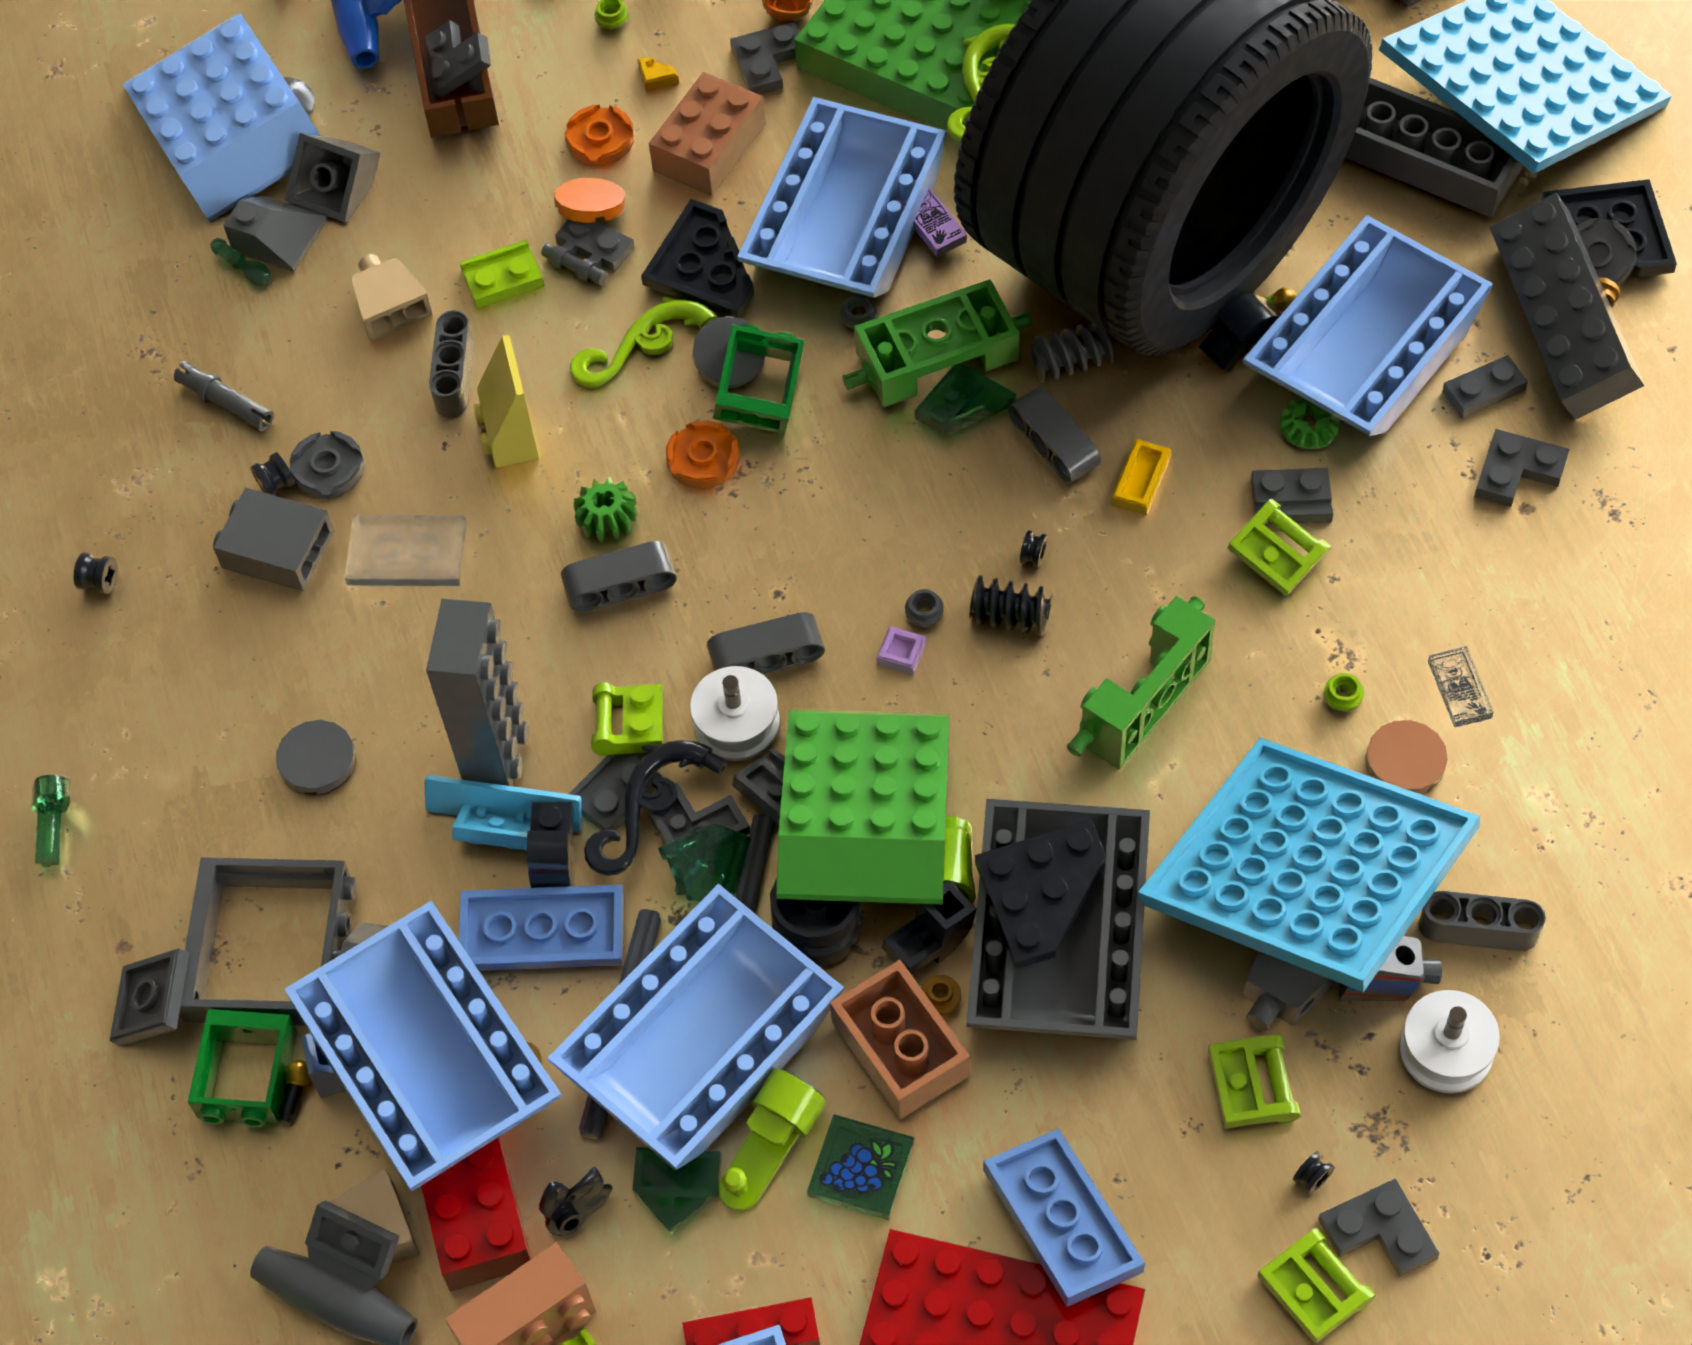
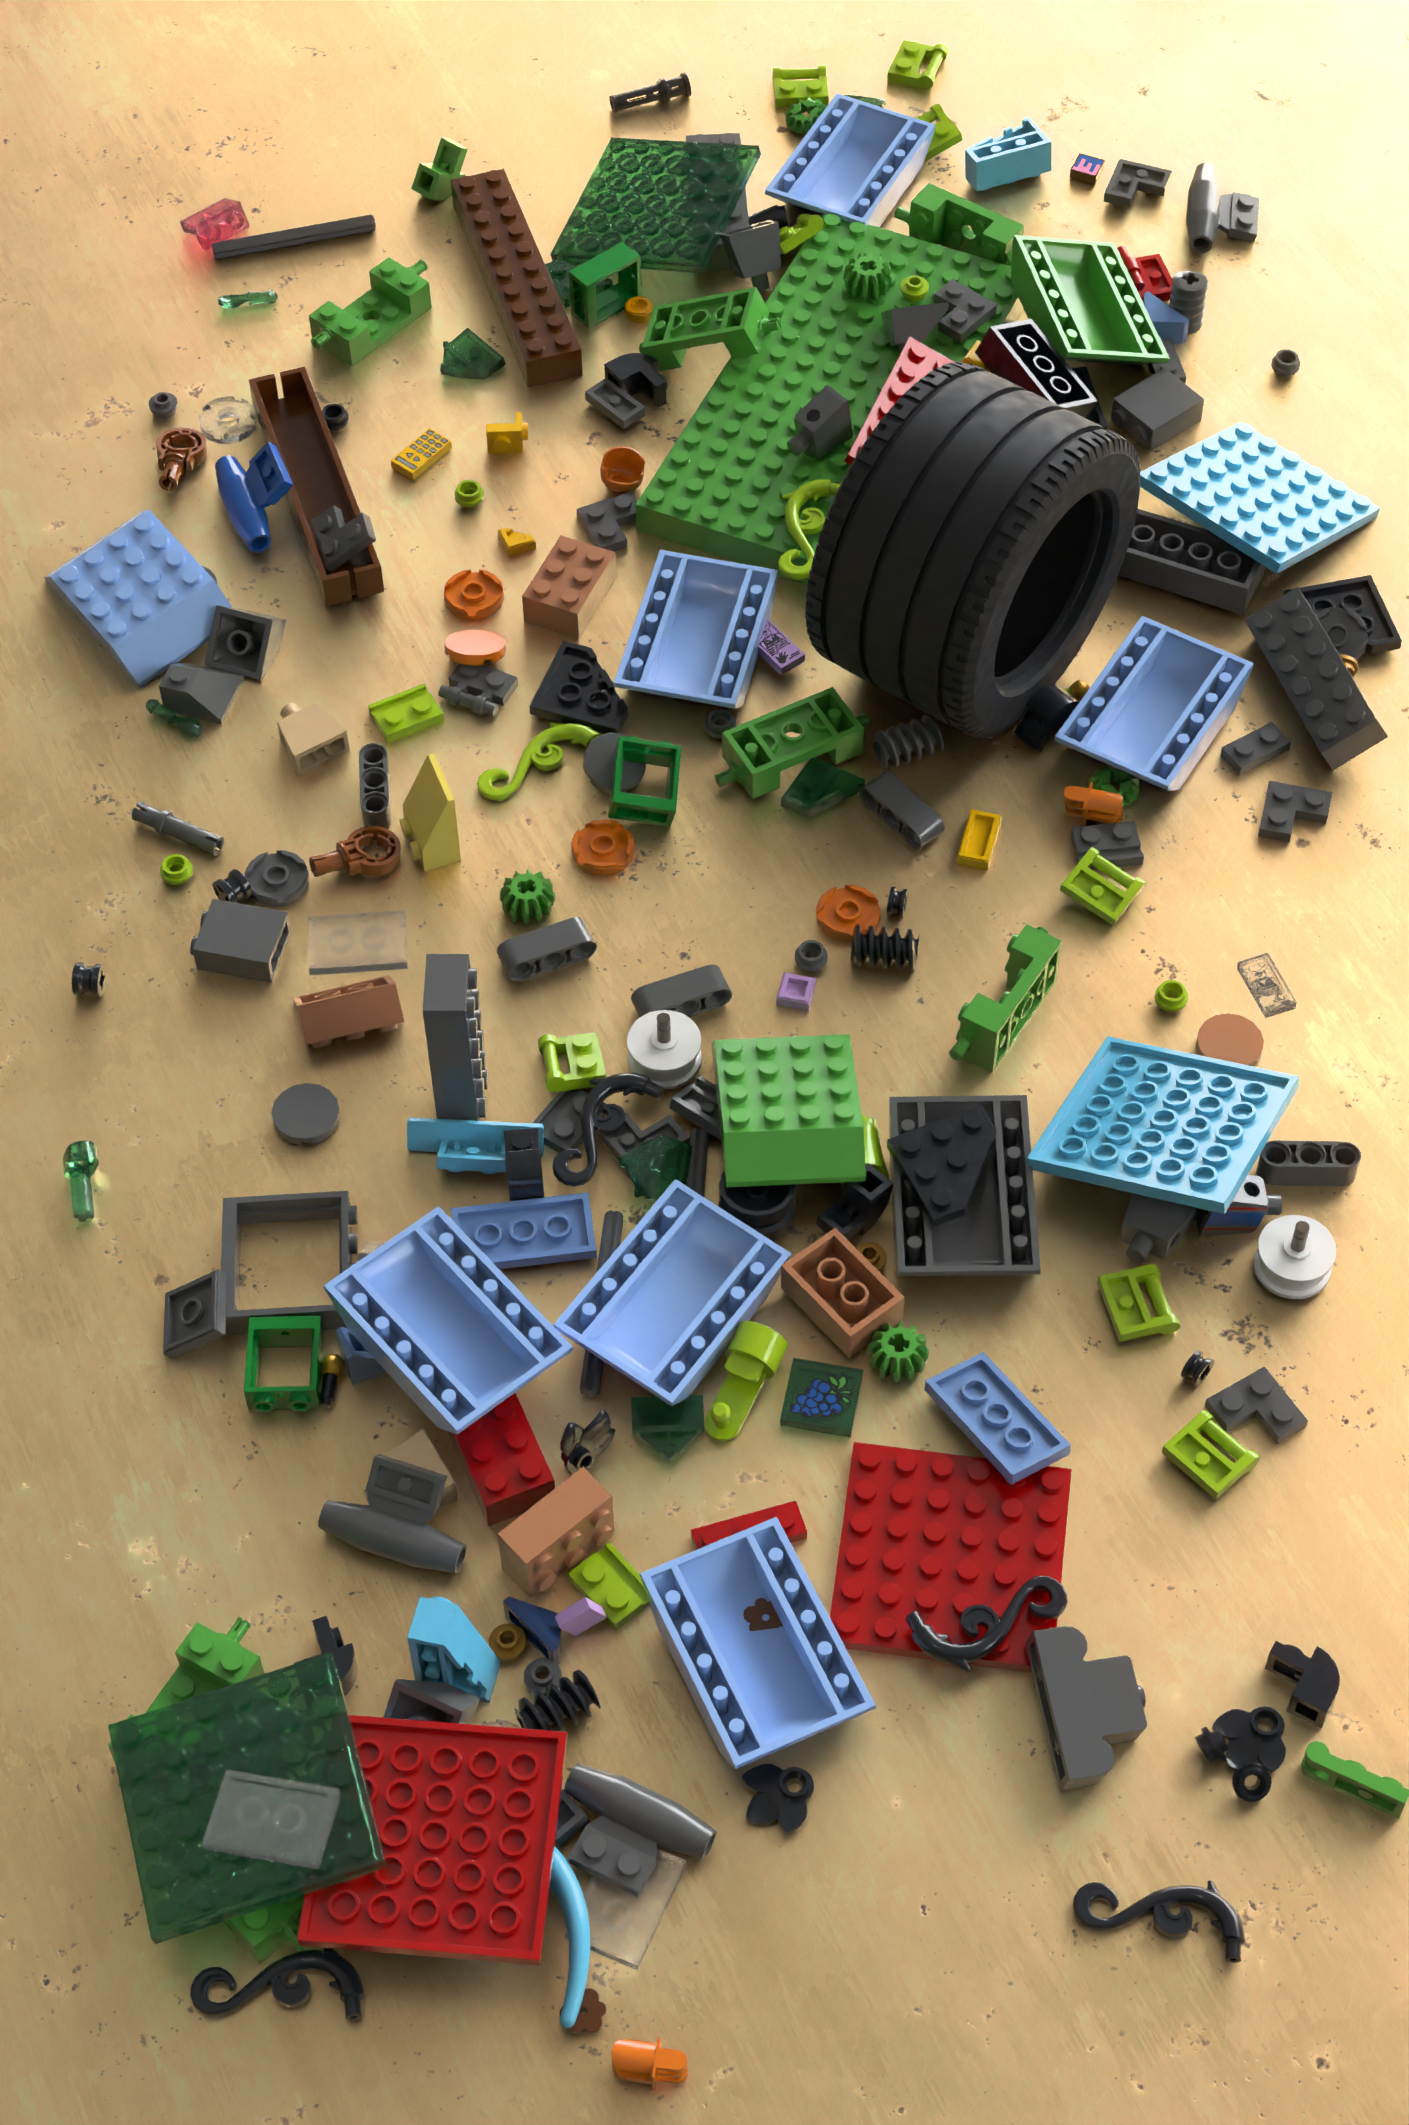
camera: 10 degrees left, 5 degrees down
(214, 438) = (176, 869): none -> lime plate
(378, 634) = (348, 1011): none -> nougat slope
(414, 451) = (352, 860): none -> dark orange pin
(942, 1112) = (898, 1351): none -> bright green gear
(975, 552) = (844, 908): none -> orange tile
(1281, 444) = (1093, 804): none -> orange arm

